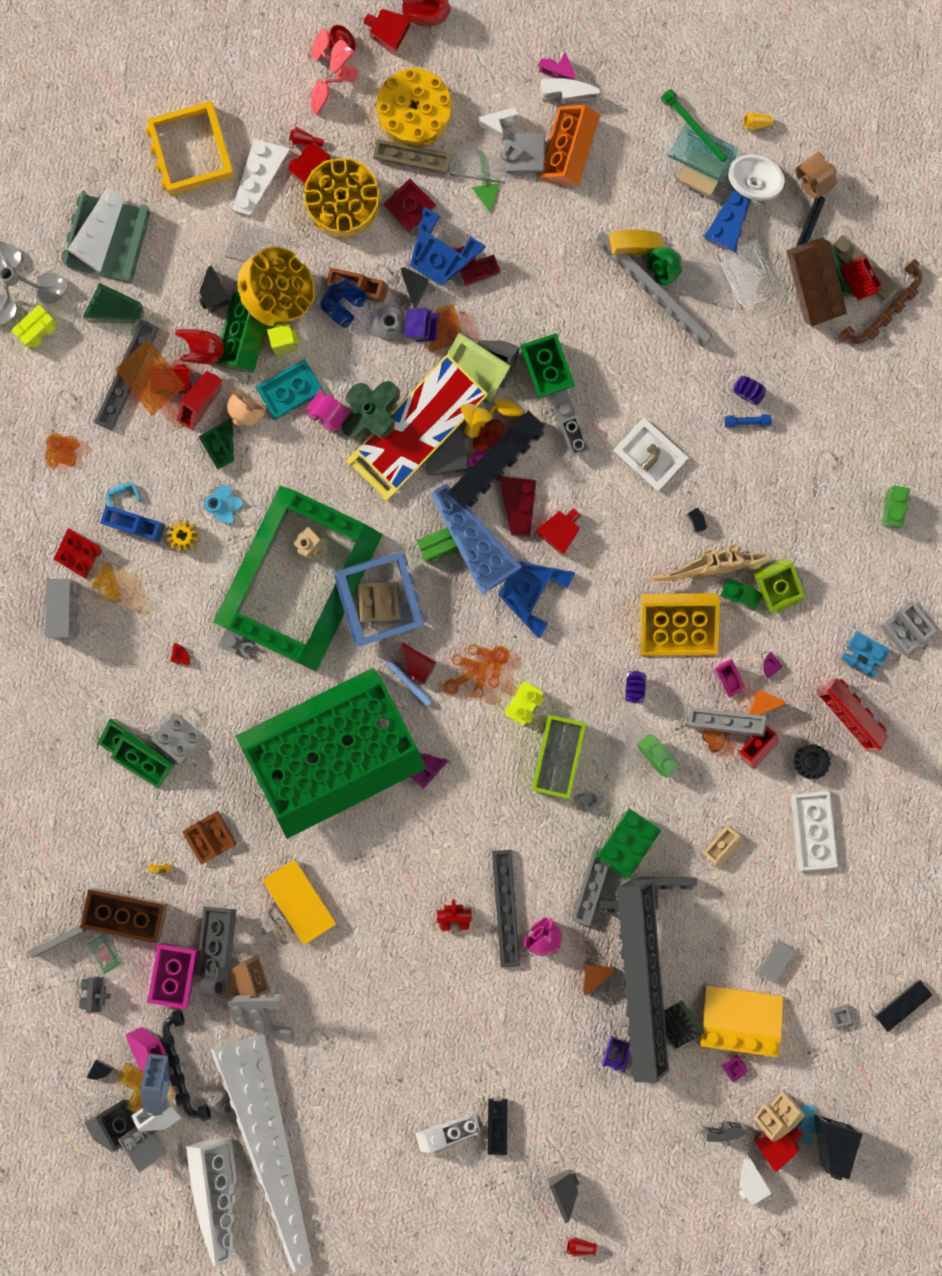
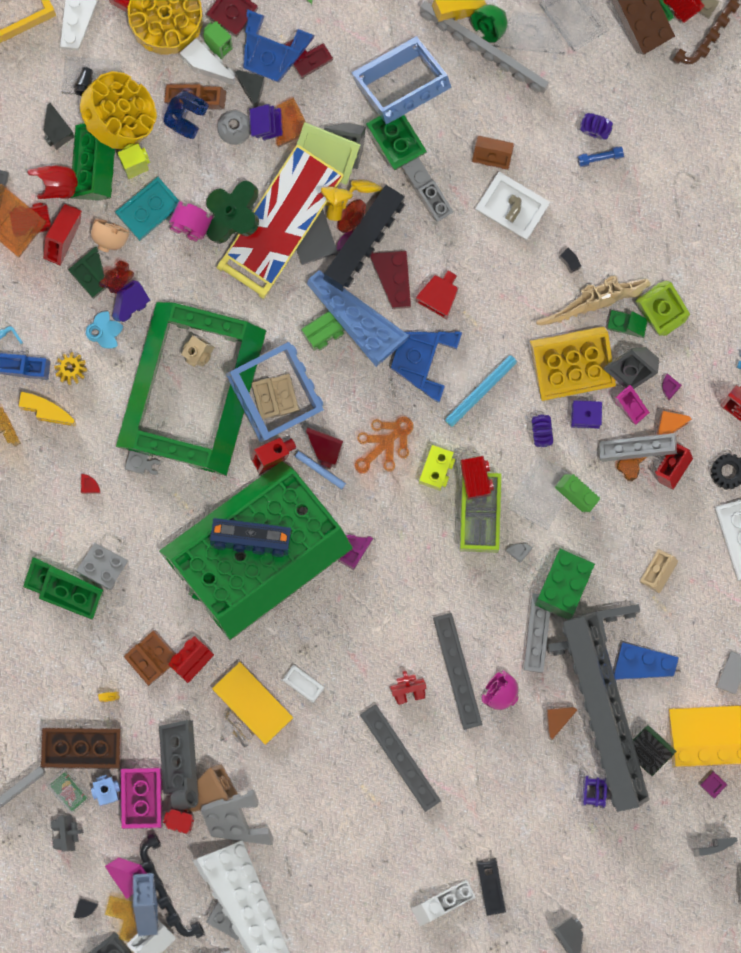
camera: 15 degrees left, 5 degrees down
(137, 967) = (113, 789): none -> light blue brick
(150, 572) = (45, 409): none -> yellow slope
(204, 1006) = (179, 821): none -> red brick
(244, 455) = (117, 277): none -> clear red hips
(246, 848) = (190, 659): none -> red brick
(248, 249) = (83, 81): none -> black cone
(252, 479) = (128, 300): none -> dark purple slope
(325, 742) = (250, 537): none -> dark blue brick
(352, 891) = (303, 684): none -> white tile
(357, 662) = (266, 457): none -> red torso
(369, 250) = (203, 62): none -> white slope
(389, 232) = (218, 39): none -> bright green brick
(433, 982) = (400, 758): none -> dark grey tile
(556, 286) = (392, 61): none -> medium blue window
(560, 723) = (475, 477): none -> red brick
(583, 634) = (481, 390): none -> medium azure axle
(641, 396) = (493, 152): none -> dark orange panel
(682, 678) = (586, 414): none -> dark purple piece
(689, 935) = (643, 663): none -> blue wing
(739, 641) = (634, 367): none -> dark grey slope

